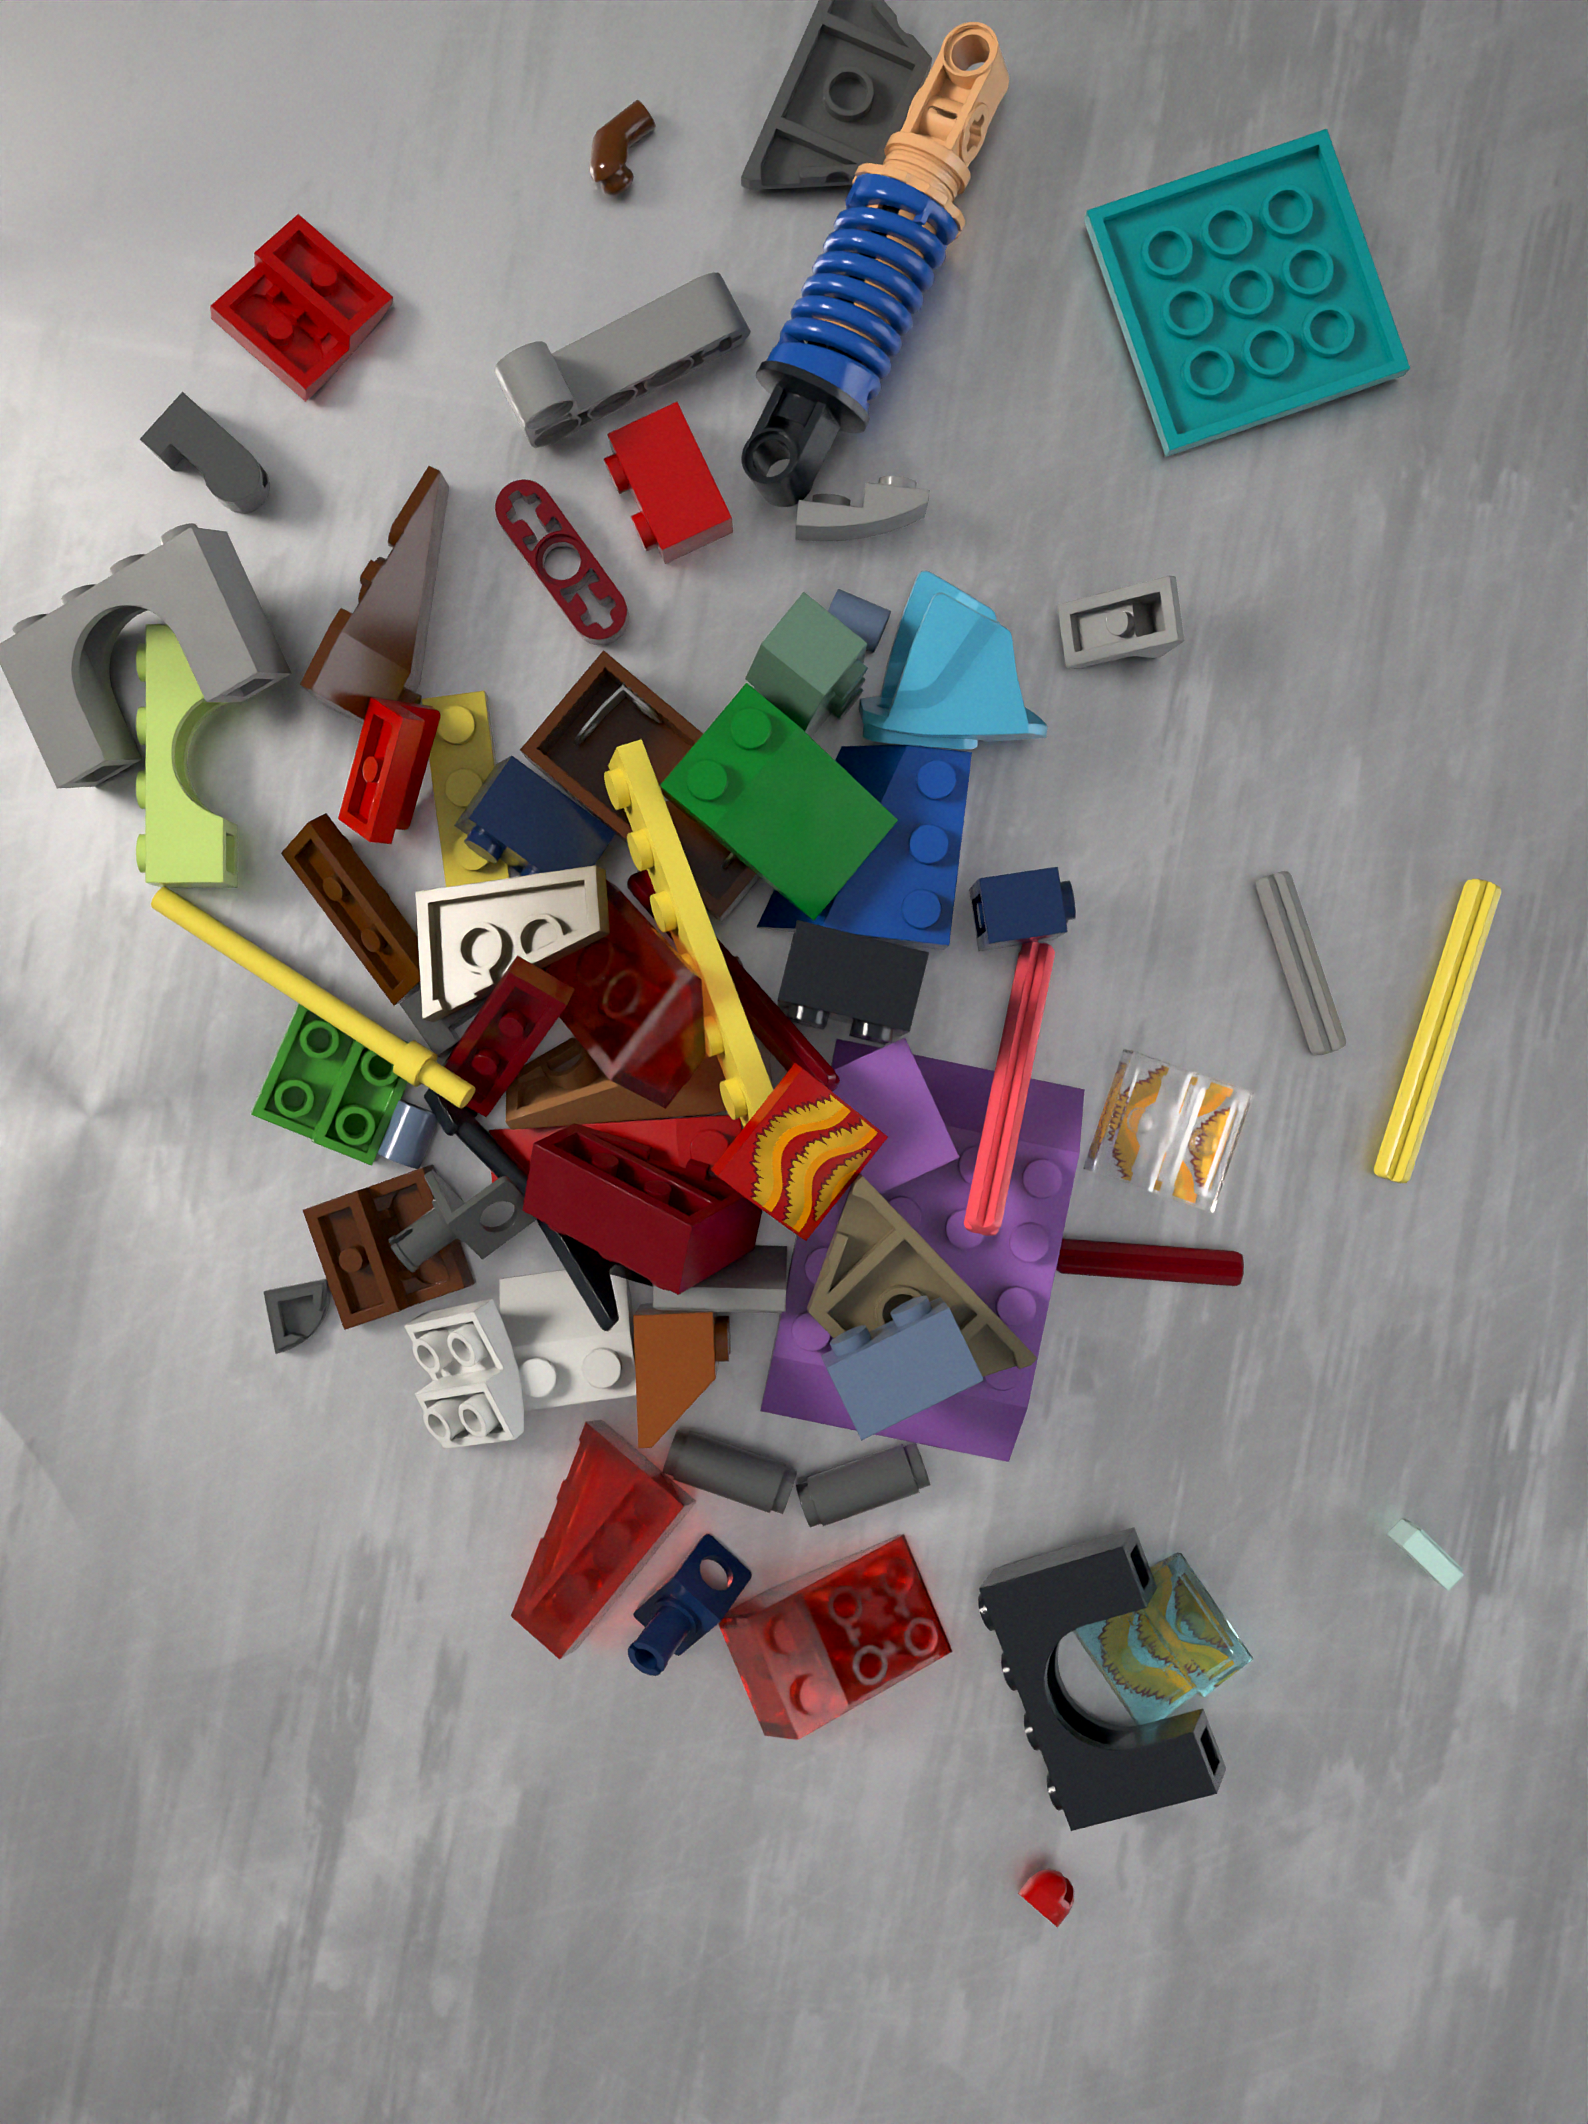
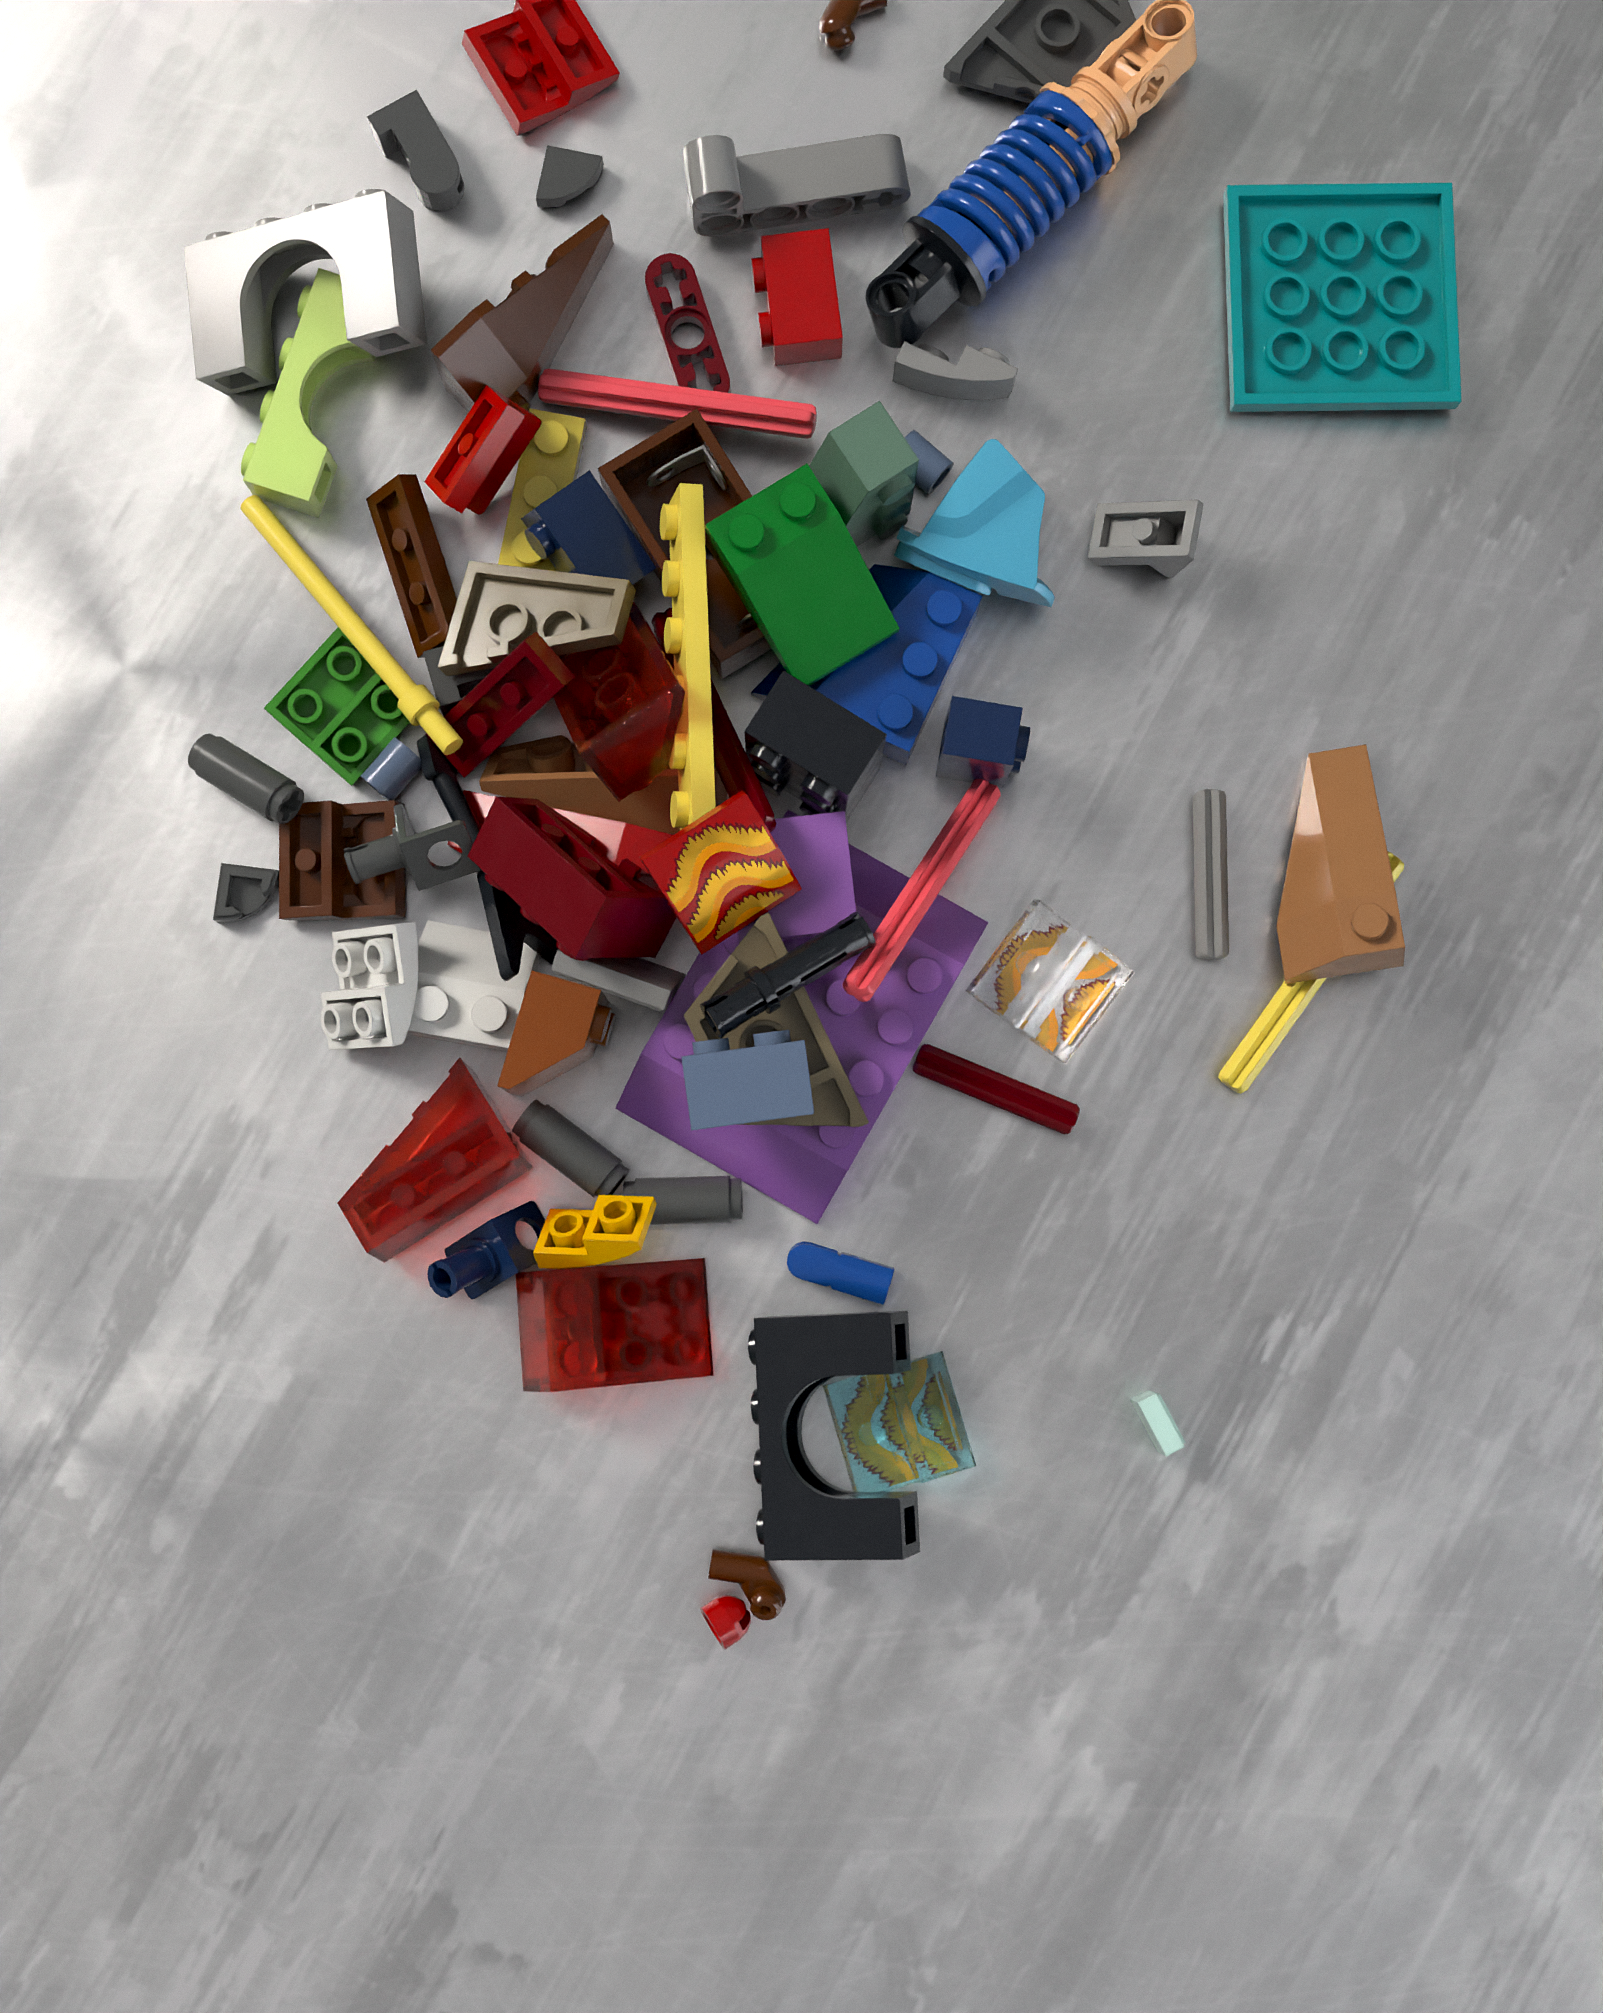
camera: 10 degrees right, 5 degrees down
(258, 1196) = (245, 778): none -> dark grey piece
(373, 429) = (566, 175): none -> dark grey tile
(577, 643) = (675, 402): none -> coral axle
(785, 1557) = (594, 1236): none -> yellow slope
(896, 1249) = (767, 986): none -> black pin
(1049, 1504) = (840, 1271): none -> blue bar
(1068, 1848) = (755, 1578): none -> reddish brown arm
(1438, 928) = (1338, 883): none -> medium nougat wedge

